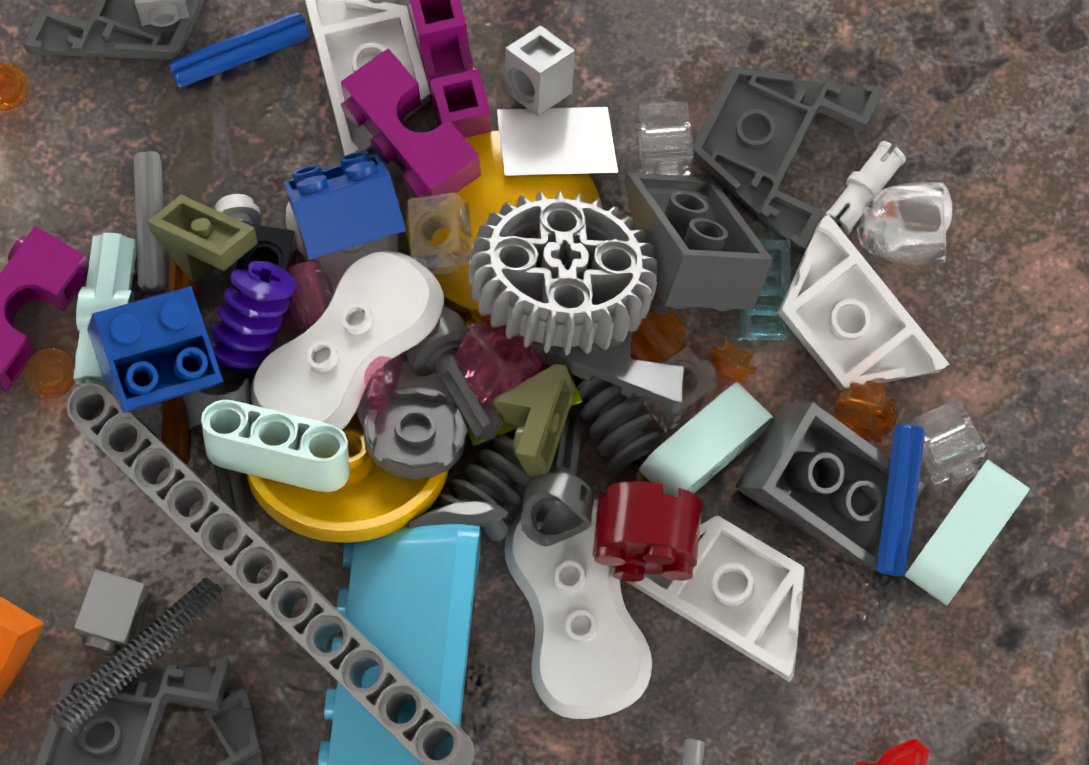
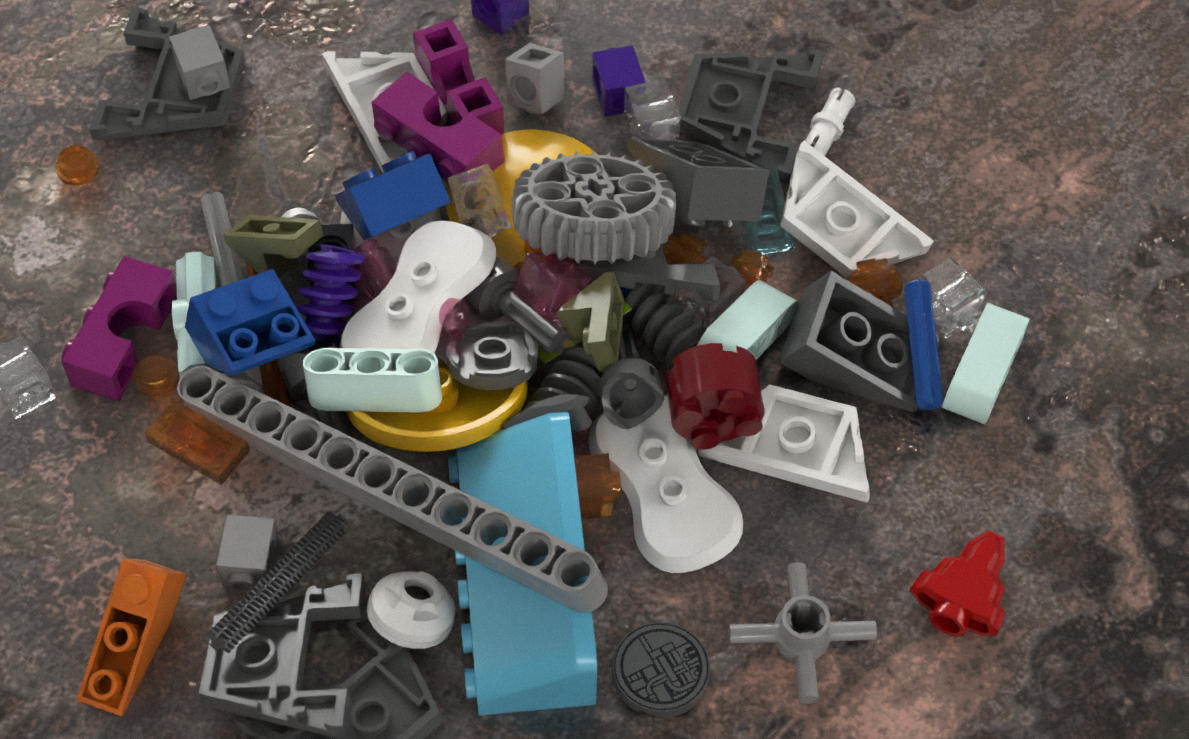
camera: 10 degrees left, 15 degrees down
(80, 465) = (197, 442): none -> clear orange plate
(239, 49) = (276, 109): blue axle -> none
(263, 729) = (410, 620): none -> white piece
(497, 603) = (596, 485): none -> clear orange plate
(557, 141) = (561, 130): white sticker -> none
(634, 80) = (613, 72): none -> dark purple brick
(907, 223) = (871, 140): clear piece -> none

